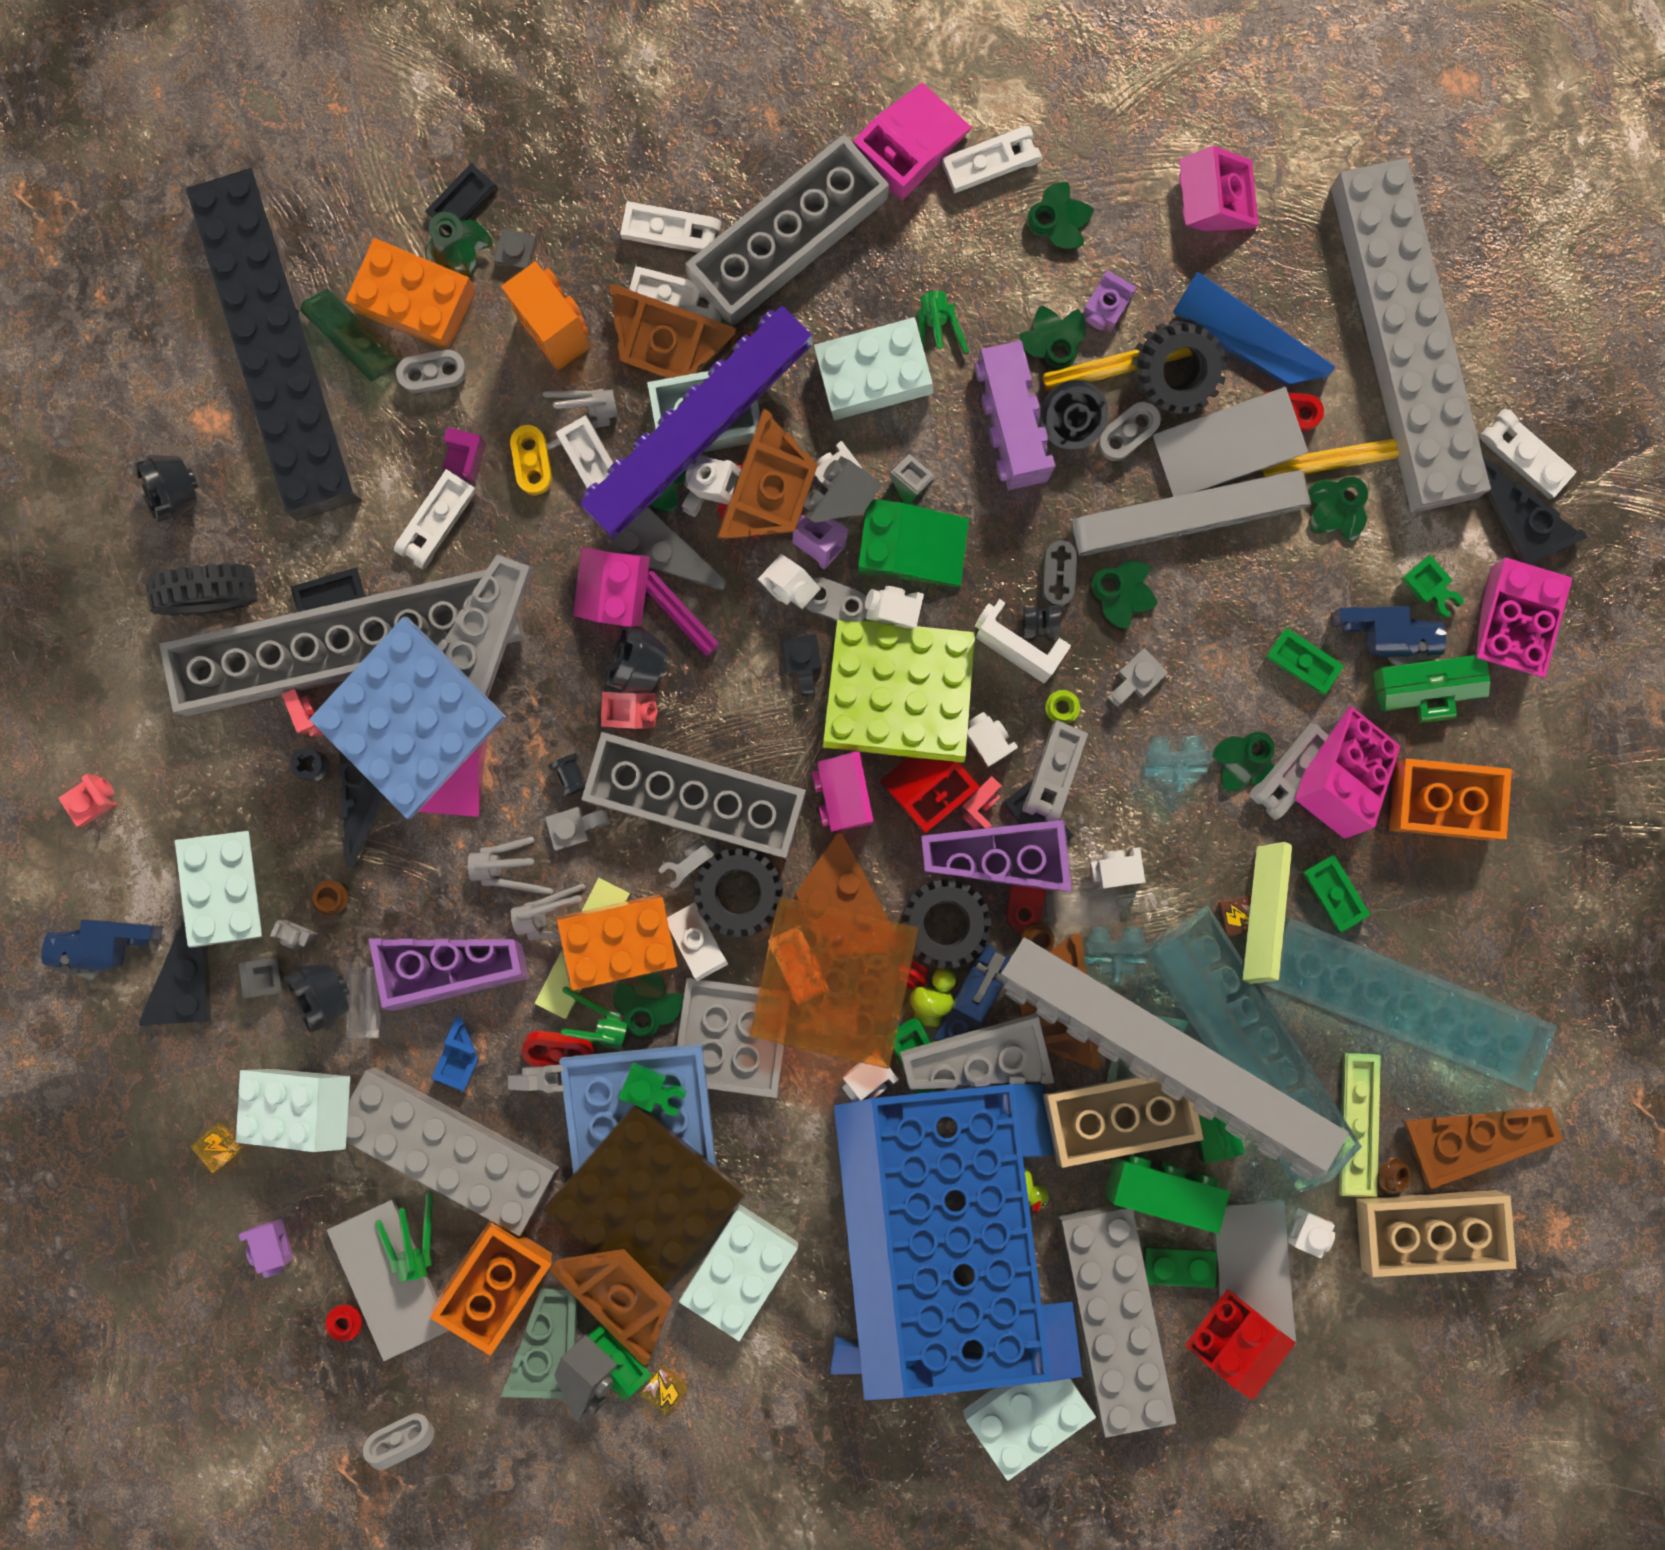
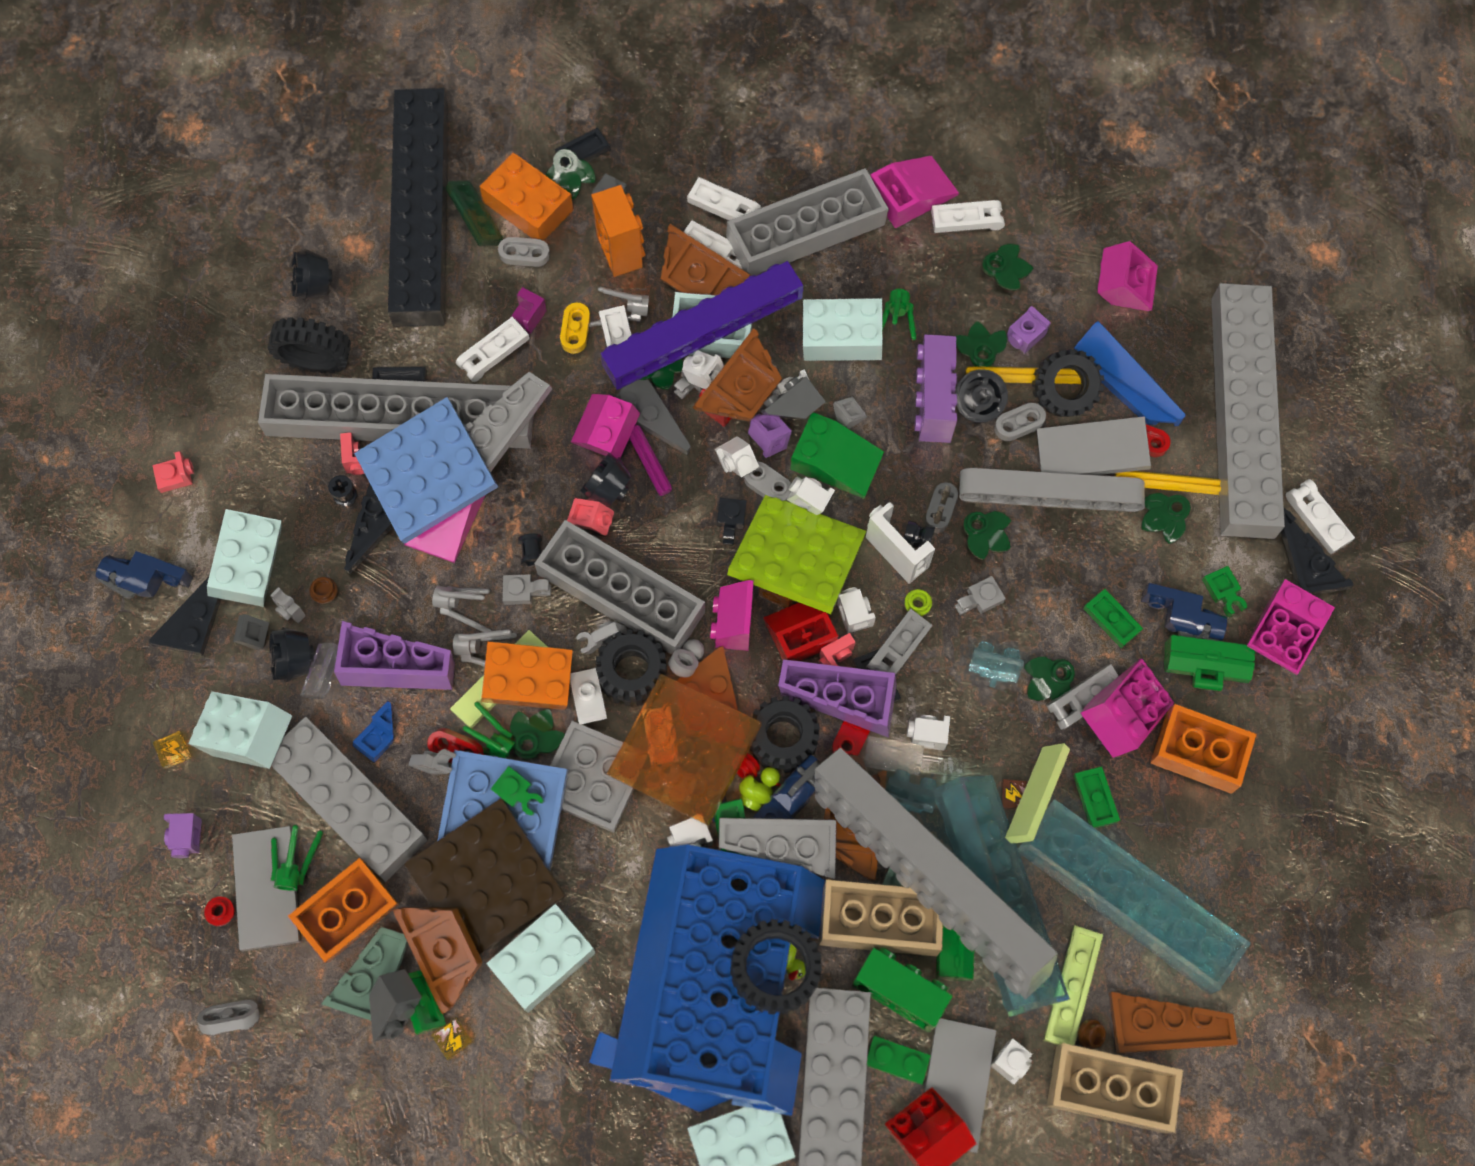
camera: 15 degrees right, 15 degrees down
(800, 867) = (685, 660): none -> light grey plate
(1060, 1204) = (797, 938): none -> black tyre

